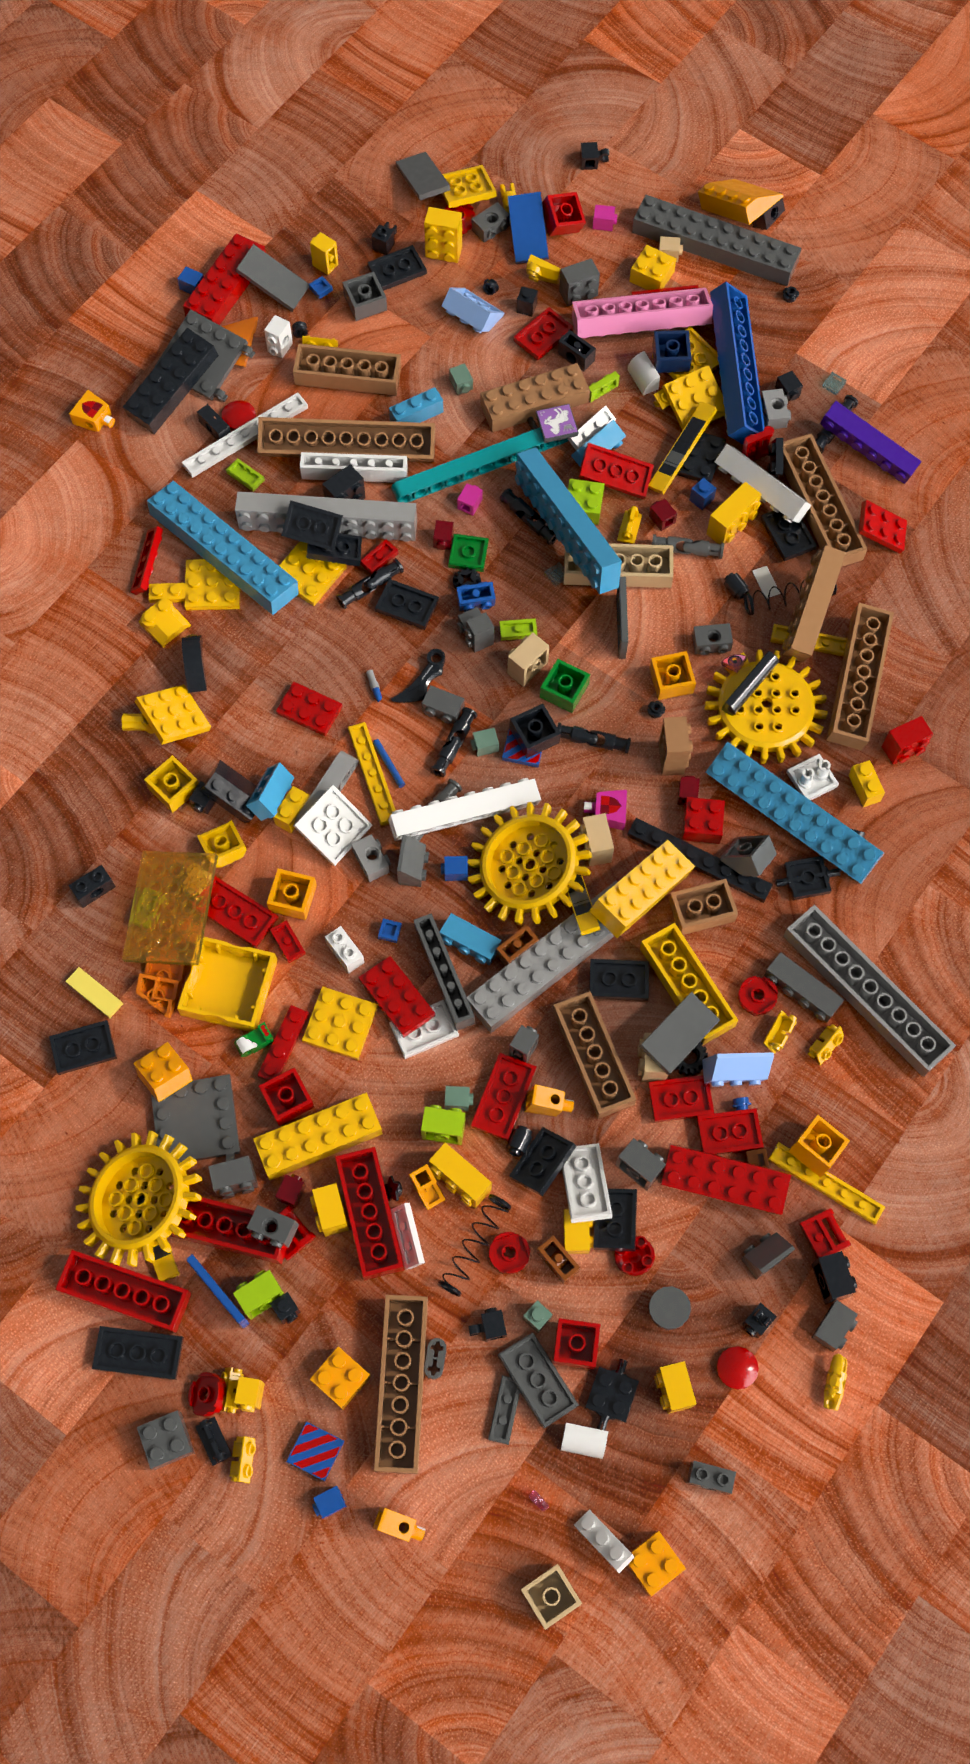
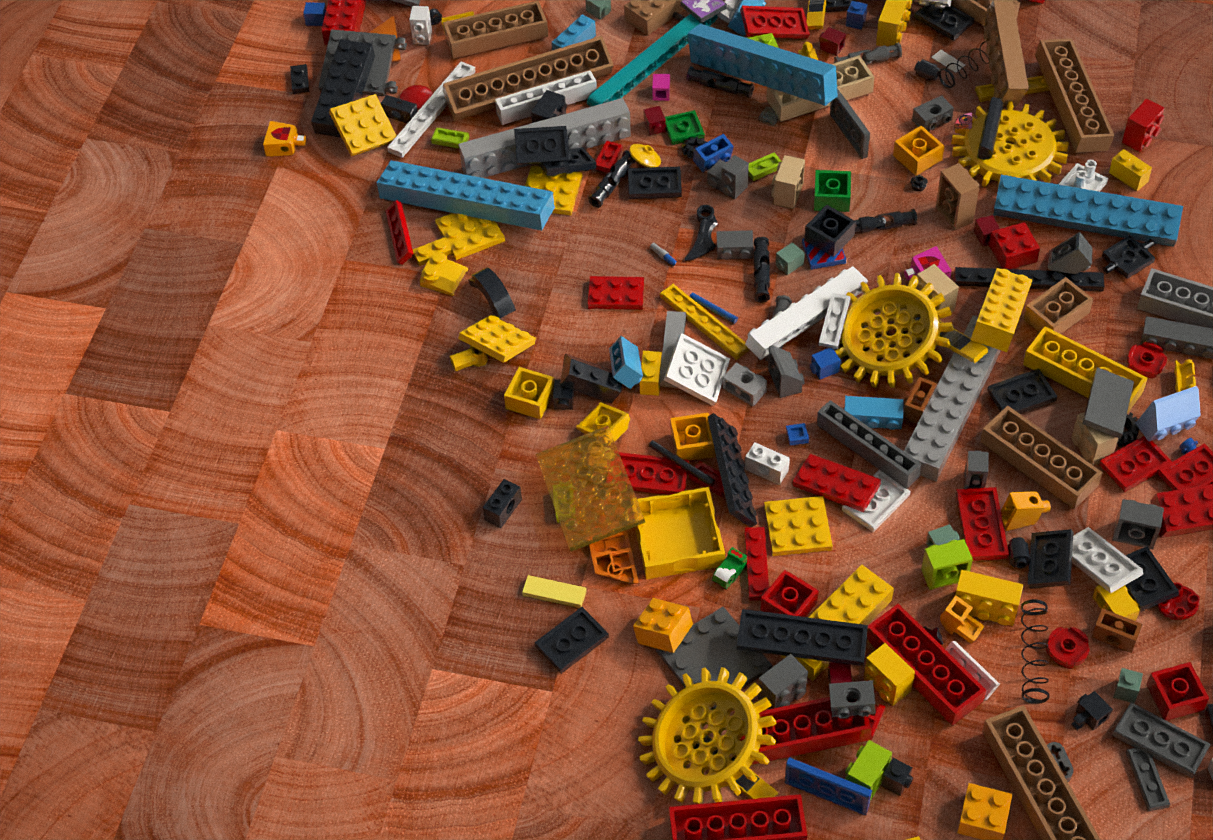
camera: 20 degrees left, 15 degrees down
(143, 349) = (299, 79): none -> black plate
(168, 429) = (363, 125): none -> yellow plate
(268, 917) = (682, 463): none -> black bar
(269, 1143) = (802, 637): none -> black plate
(306, 944) = (732, 470): none -> black plate
(413, 571) = (645, 155): none -> yellow dish
(482, 831) = (834, 321): none -> white plate

